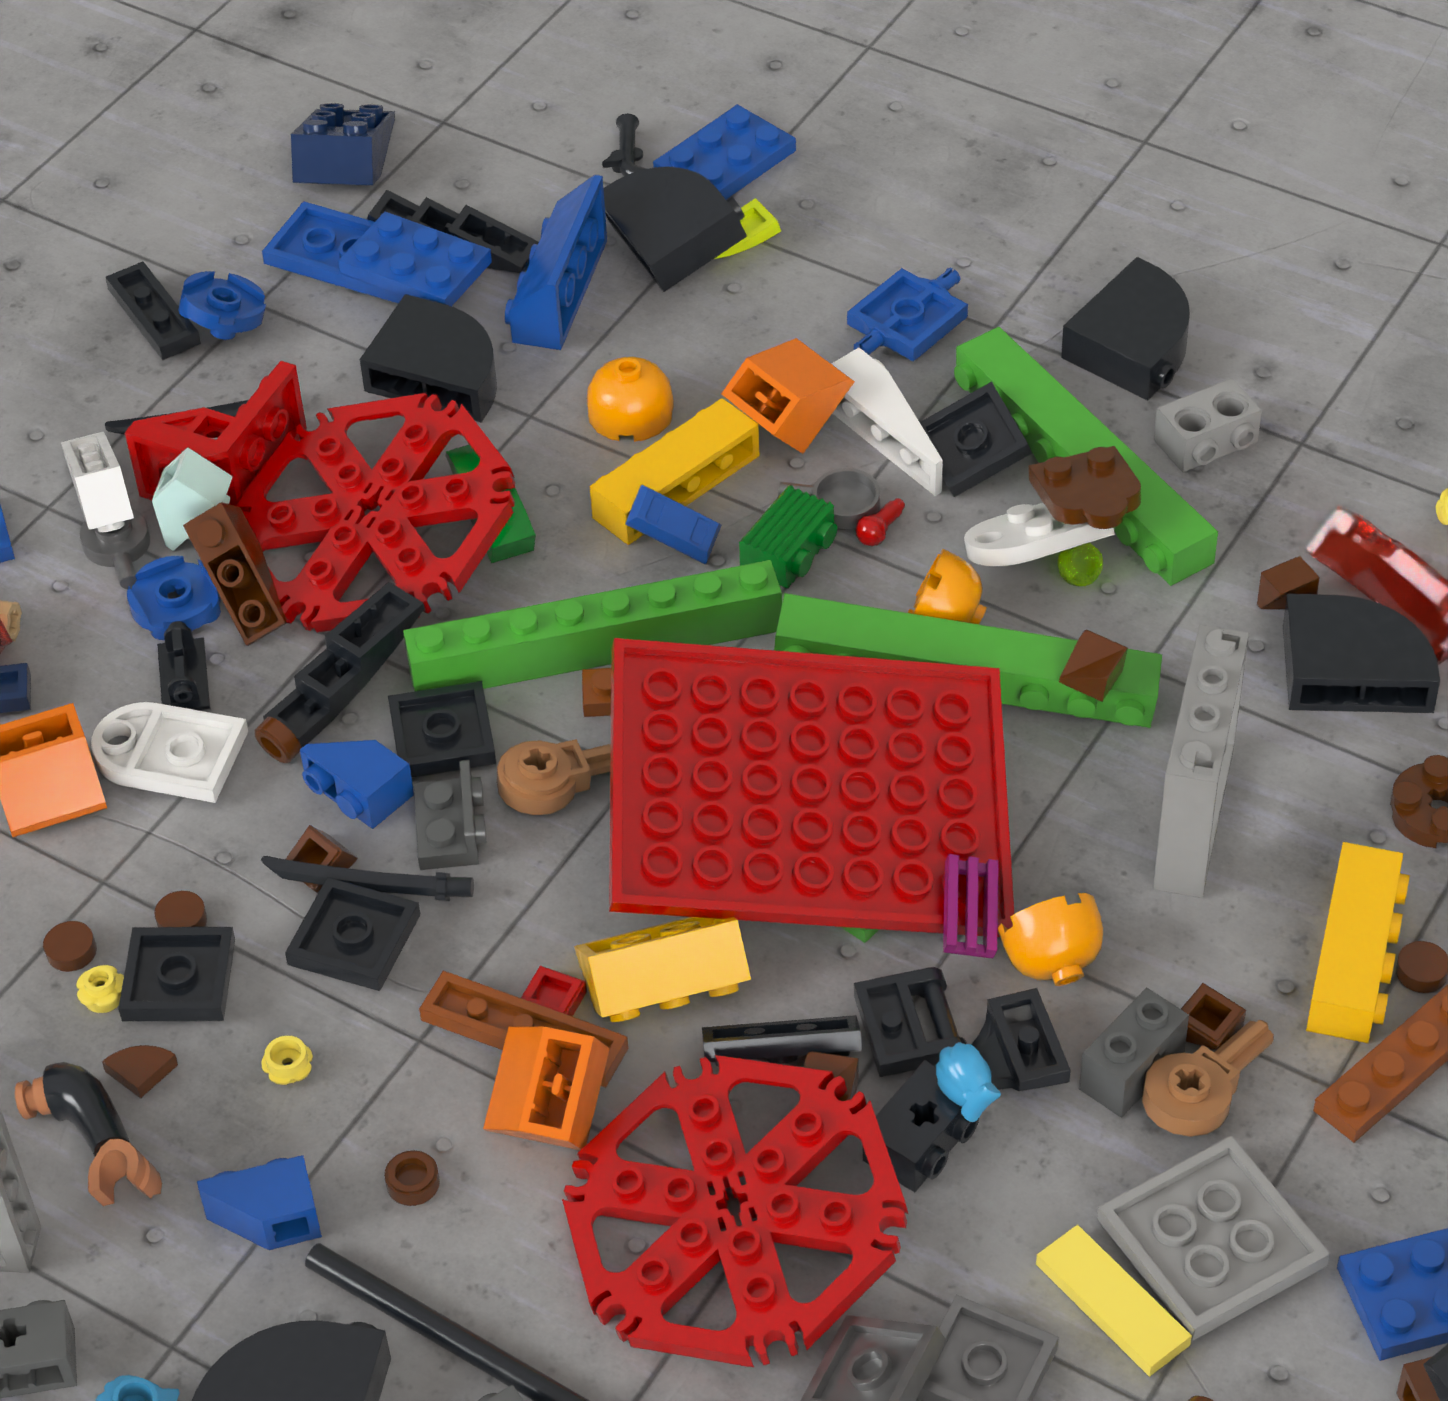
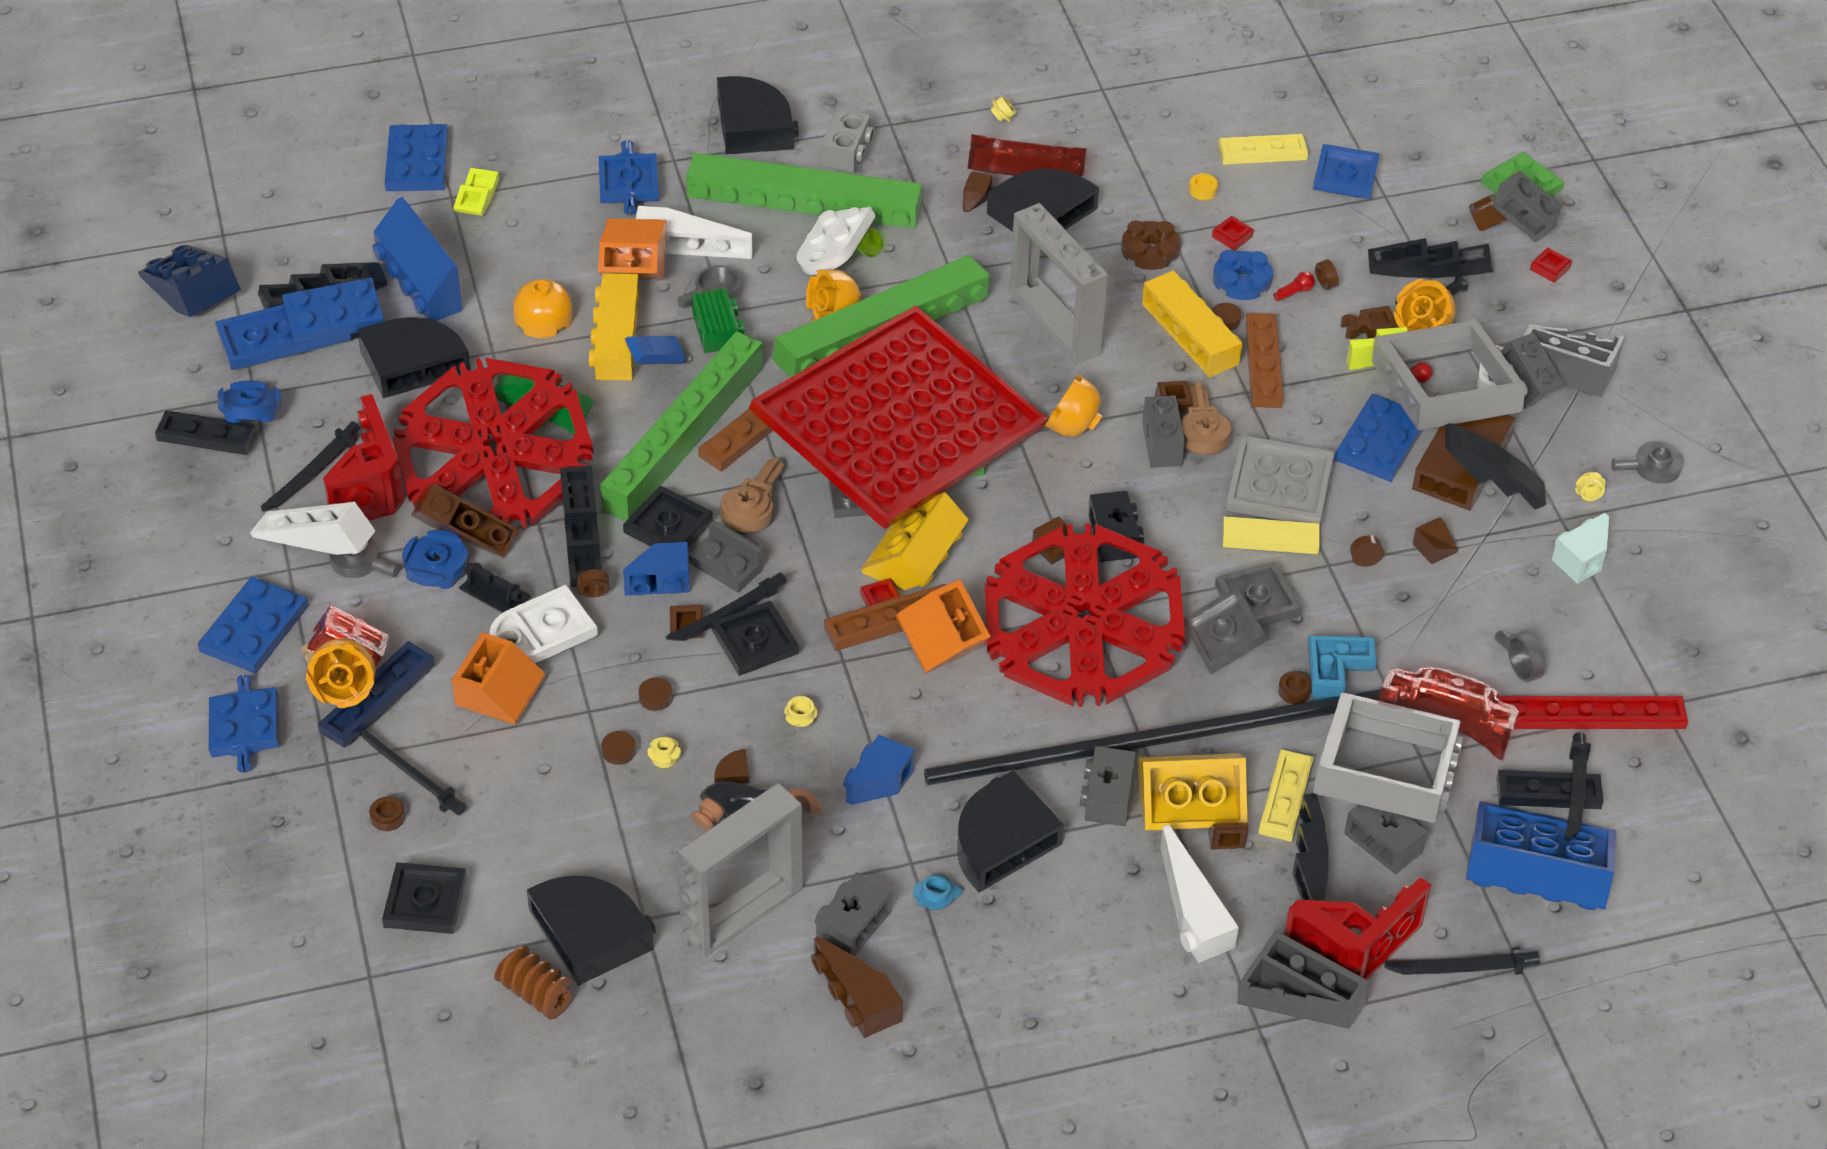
camera: 50 degrees left, 0 degrees up
(177, 974) = (695, 716): black plate -> none
(185, 491) = (392, 500): light aqua slope -> none
(412, 1178) = (923, 715): reddish brown tile -> none
(624, 159) = (363, 189): black piece -> none
(672, 220) = (452, 202): black brick -> none
(783, 1040) = (1010, 535): black plate -> none
(872, 528) = (749, 291): red piece -> none
(893, 1022) = (1052, 490): black plate -> none
(966, 1079) = (1125, 484): dark azure animal -> none
(972, 870) = (1030, 420): magenta tile -> none
(975, 439) = (751, 211): black plate -> none
(1021, 1043) = (1111, 464): black slope -> none
(1087, 487) = (845, 199): reddish brown plate -> none
(1094, 665) = (954, 276): reddish brown slope -> none

